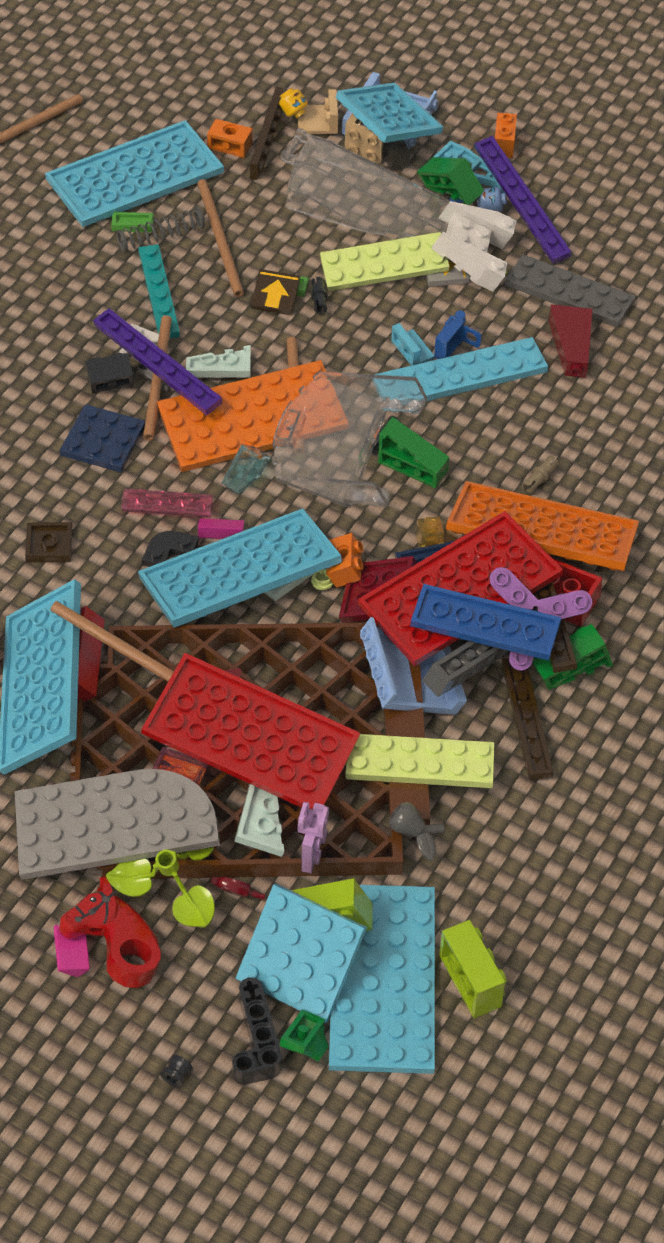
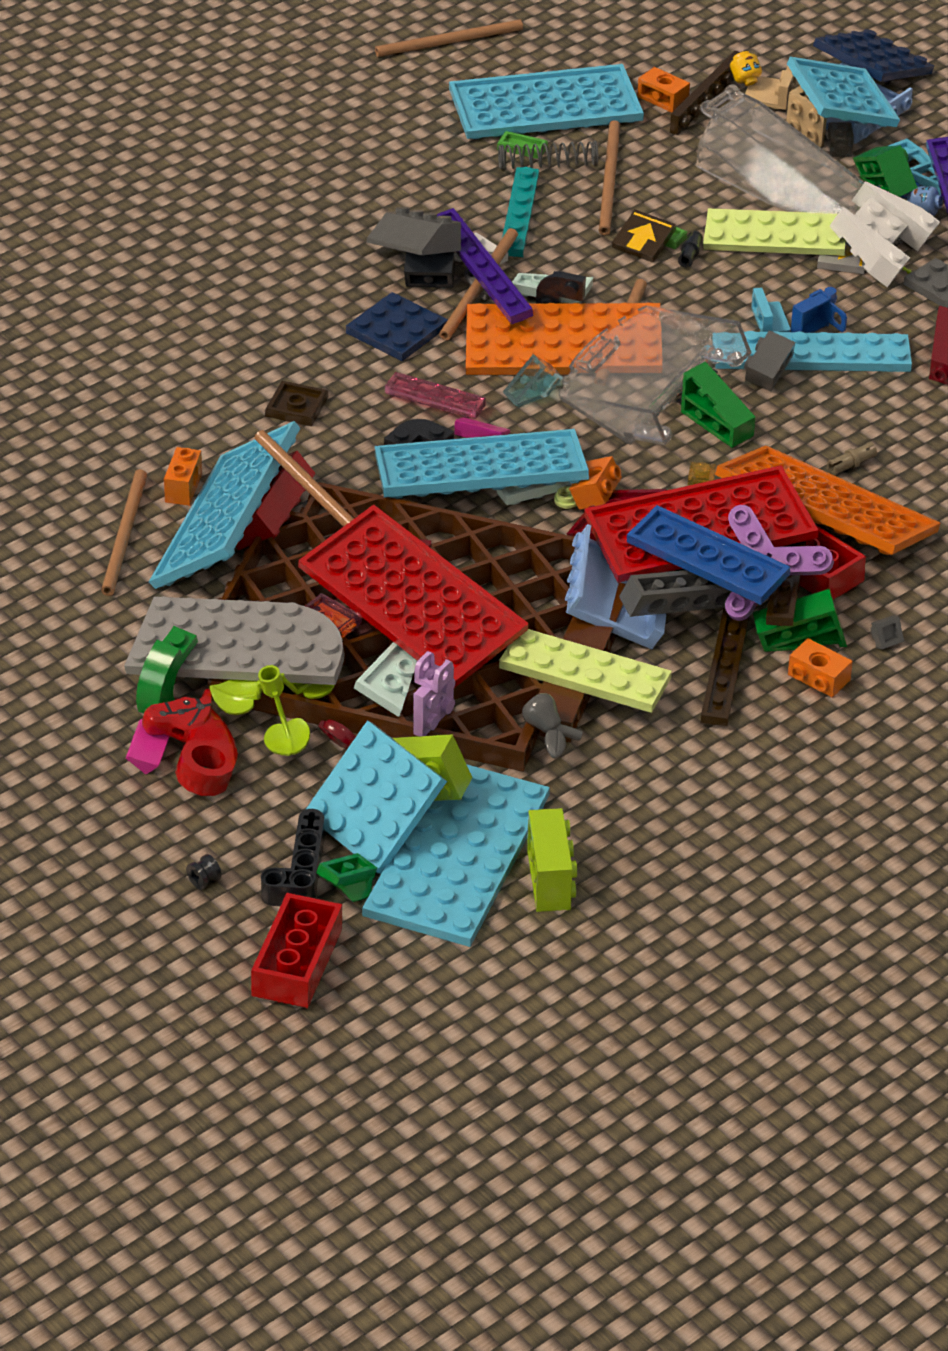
camera: 20 degrees right, 10 degrees down
(57, 871) = (162, 666): none -> green arch
(88, 343) = (417, 232): none -> dark grey slope
(233, 366) = (560, 285): none -> black plate
(294, 1132) = (296, 950): none -> red brick
(390, 64) = (875, 54): none -> dark blue plate
(438, 390) = (769, 360): none -> dark grey brick
(615, 693) = (820, 667): none -> orange brick
(643, 644) = (887, 632): none -> dark grey tile

